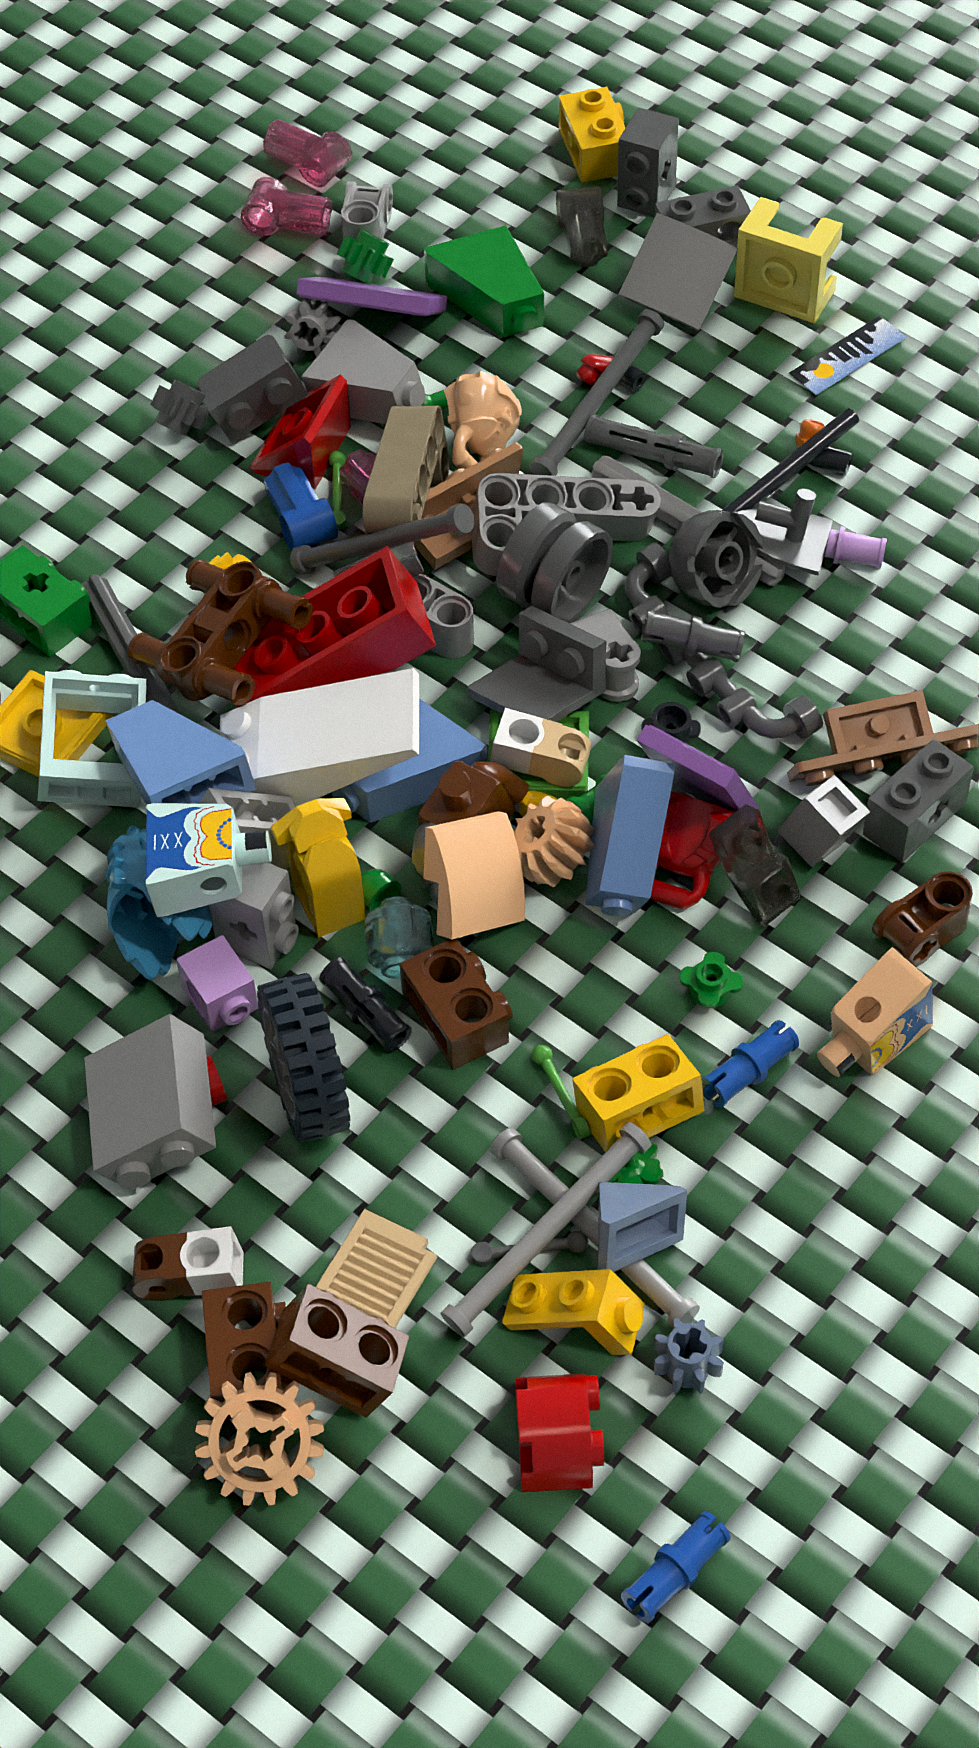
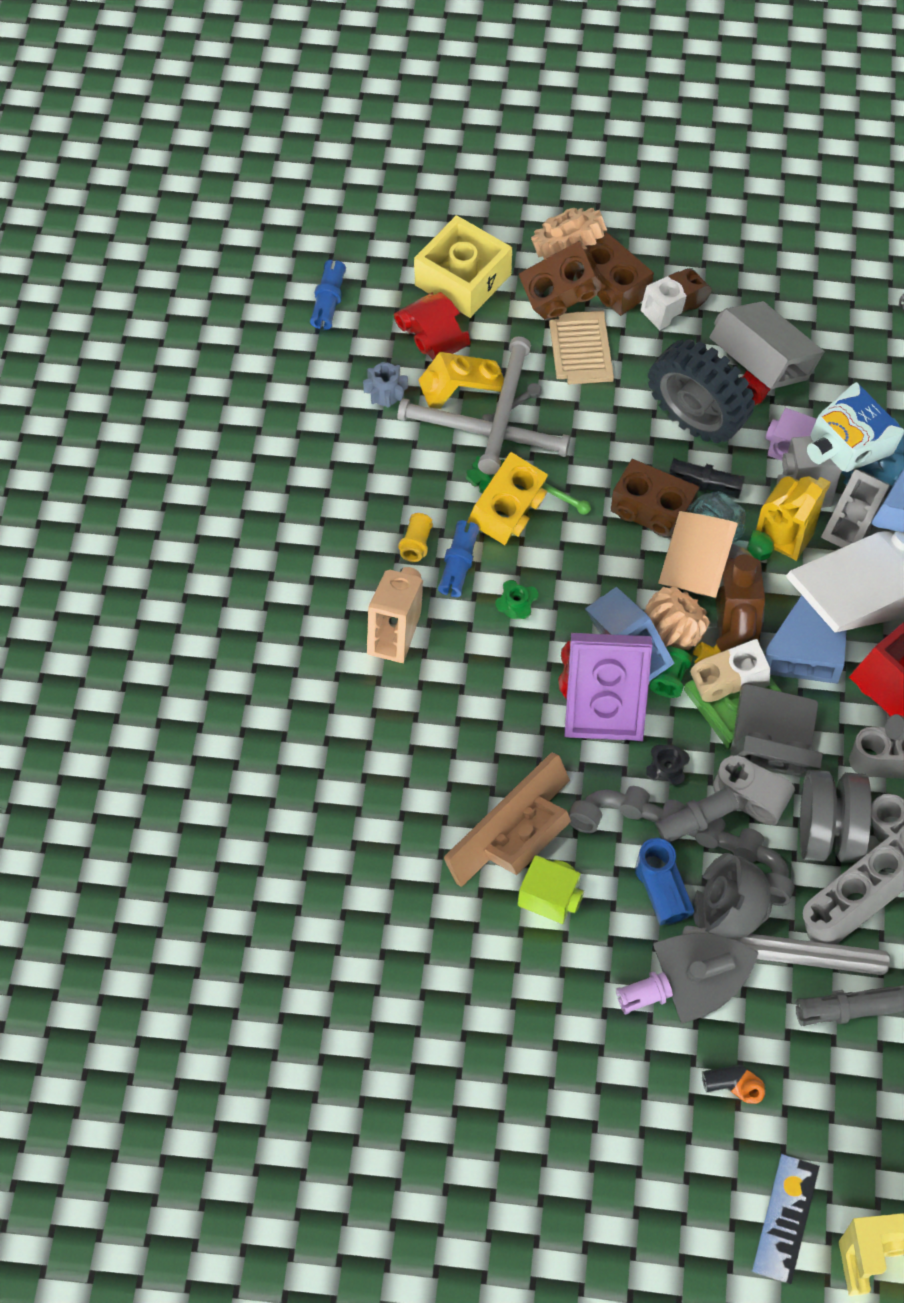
camera: 145 degrees right, 5 degrees up
(454, 1471) = (463, 265): none -> light yellow brick
(638, 1221) = (461, 421): sand blue slope -> none
(755, 870) = (536, 672): clear smoke slope -> none
(766, 621) = (663, 884): none -> blue piece
(787, 1118) = (414, 545): none -> yellow pin
(795, 462) = (742, 1035): black bar -> none
(823, 821) = (514, 725): light grey brick -> none
(890, 663) = (551, 889): none -> lime brick
(917, 800) = (464, 784): dark grey brick -> none
(920, 924) = (409, 701): reddish brown piece -> none

